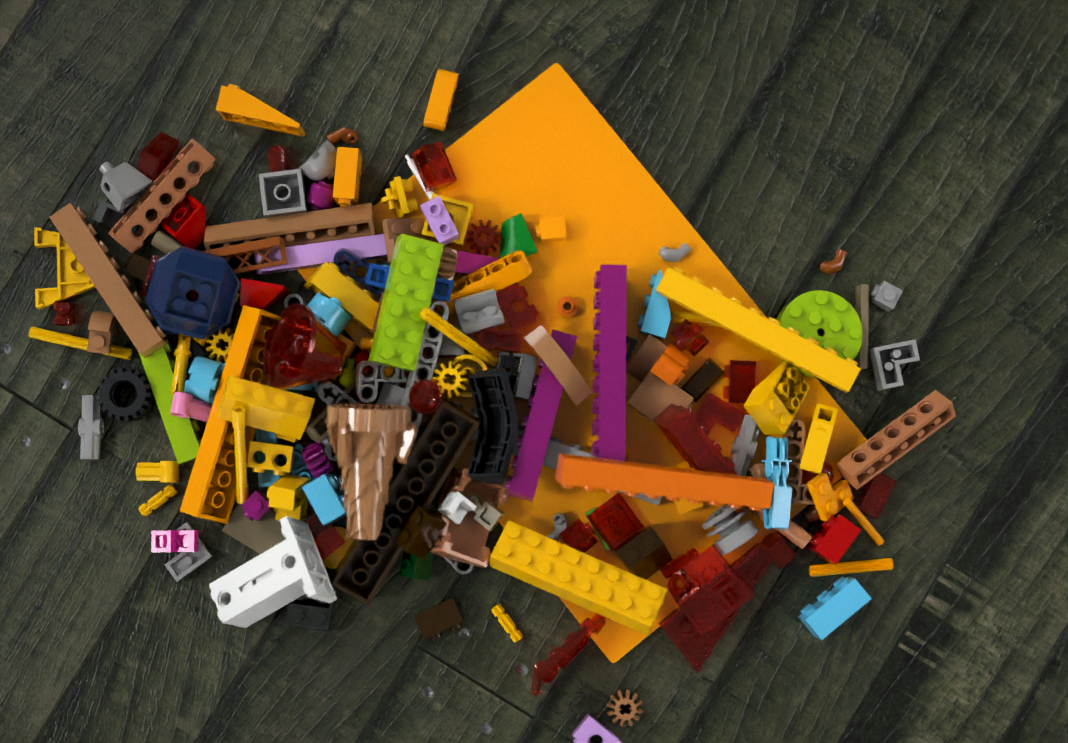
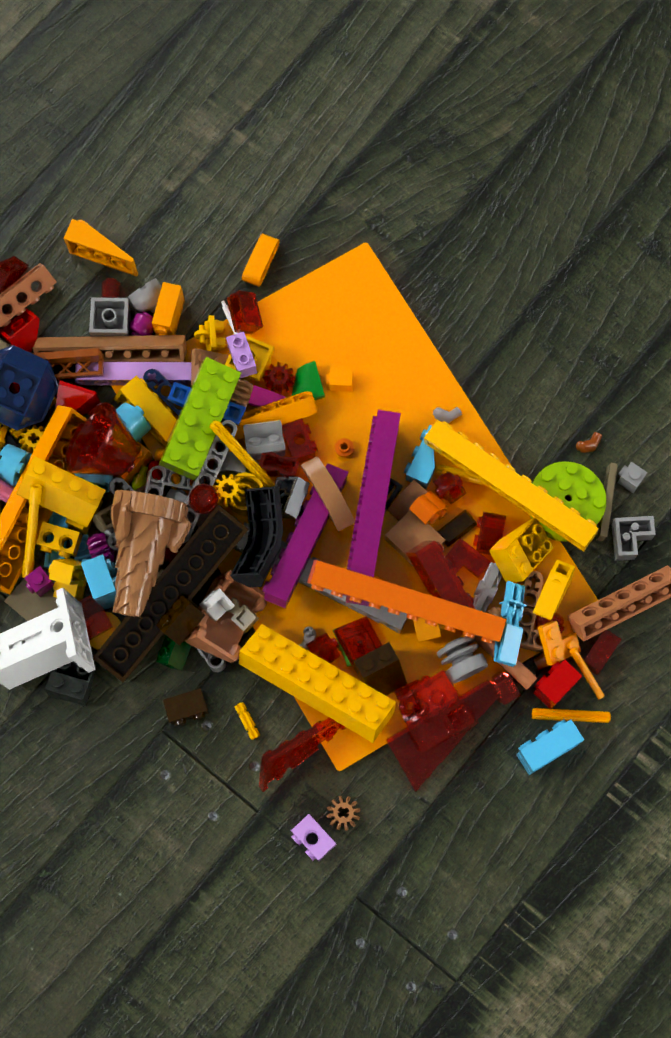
camera: 15 degrees right, 10 degrees down
(344, 134) = (170, 277): dark orange arm -> none

